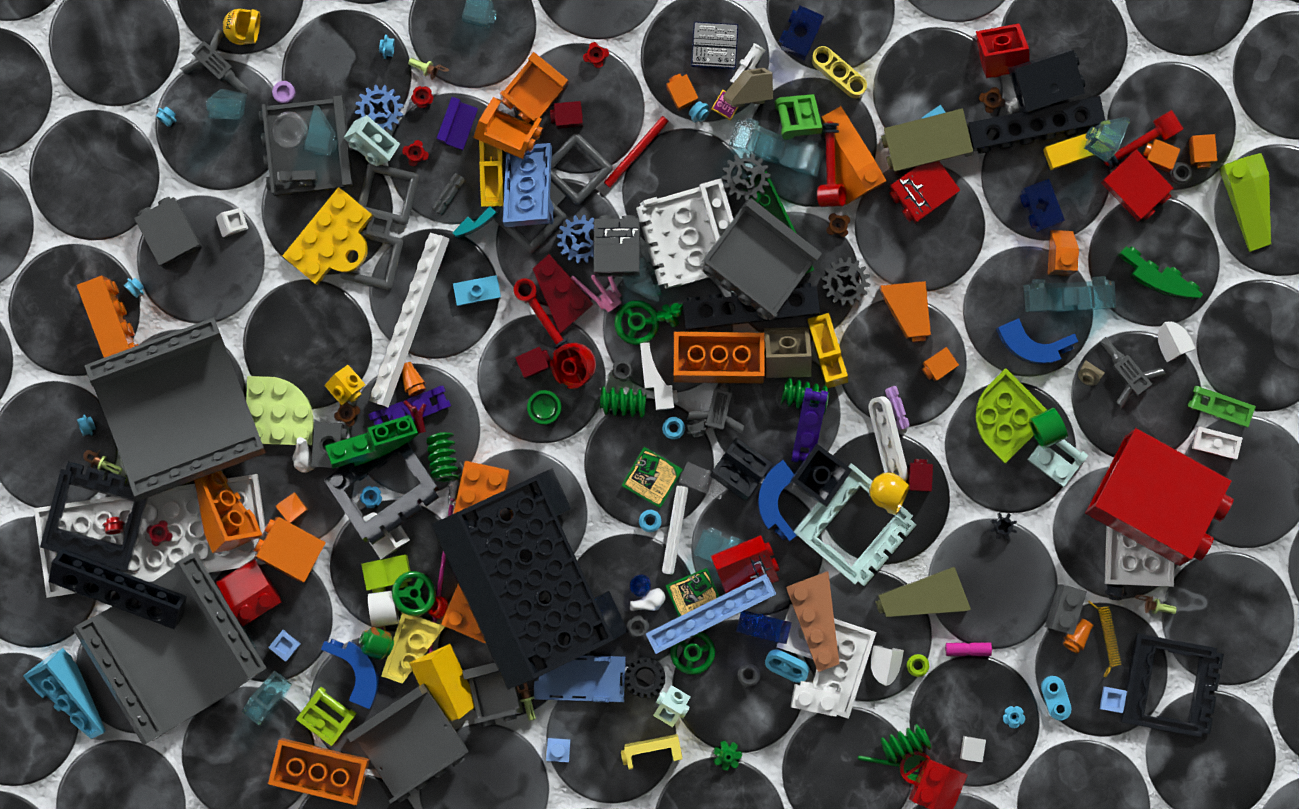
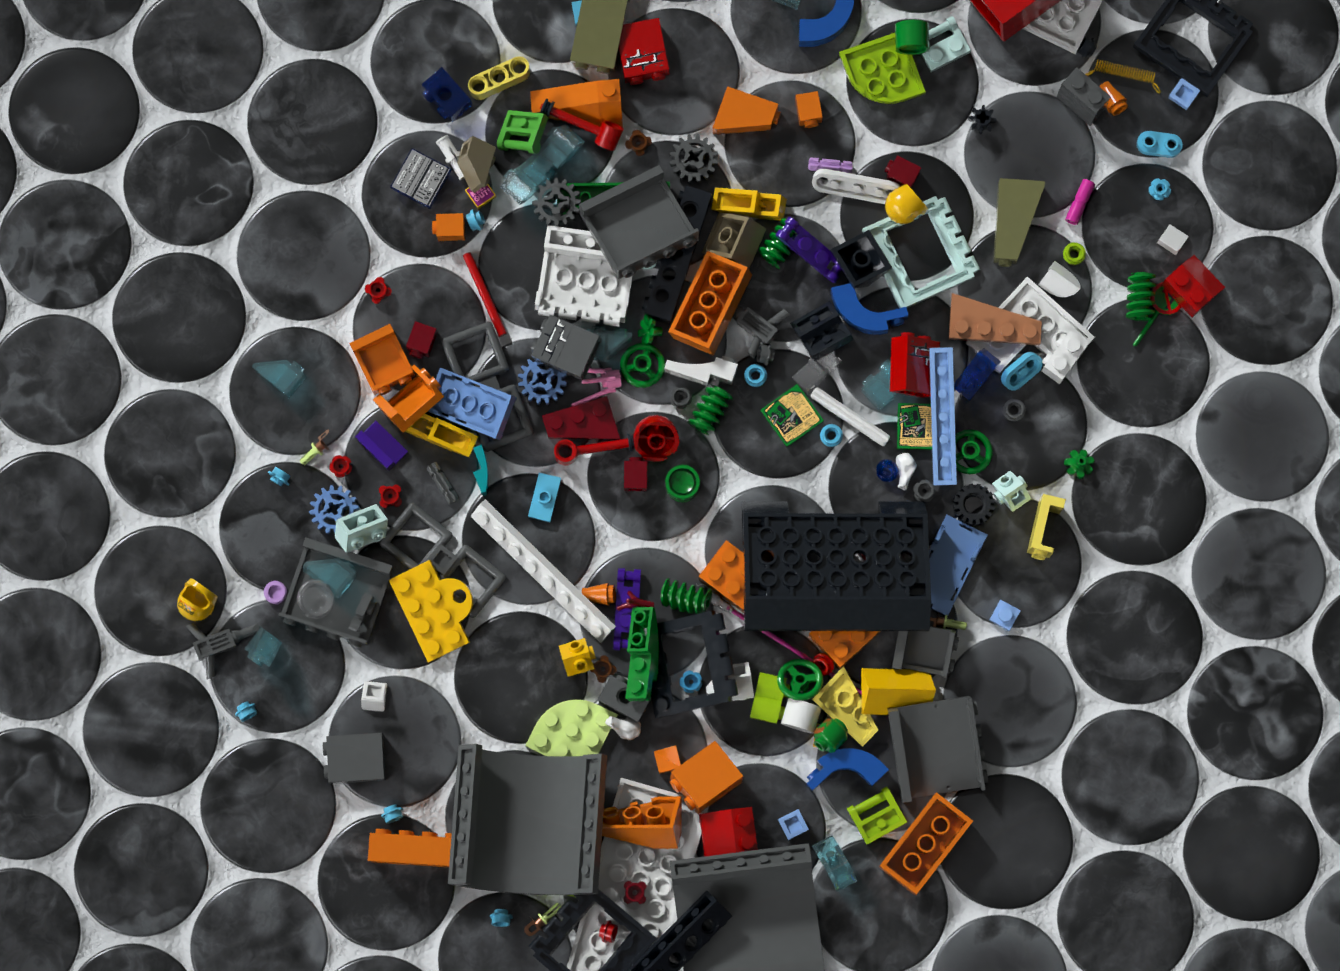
camera: 65 degrees left, 5 degrees down
(1156, 606) = (1115, 19): piece -> none

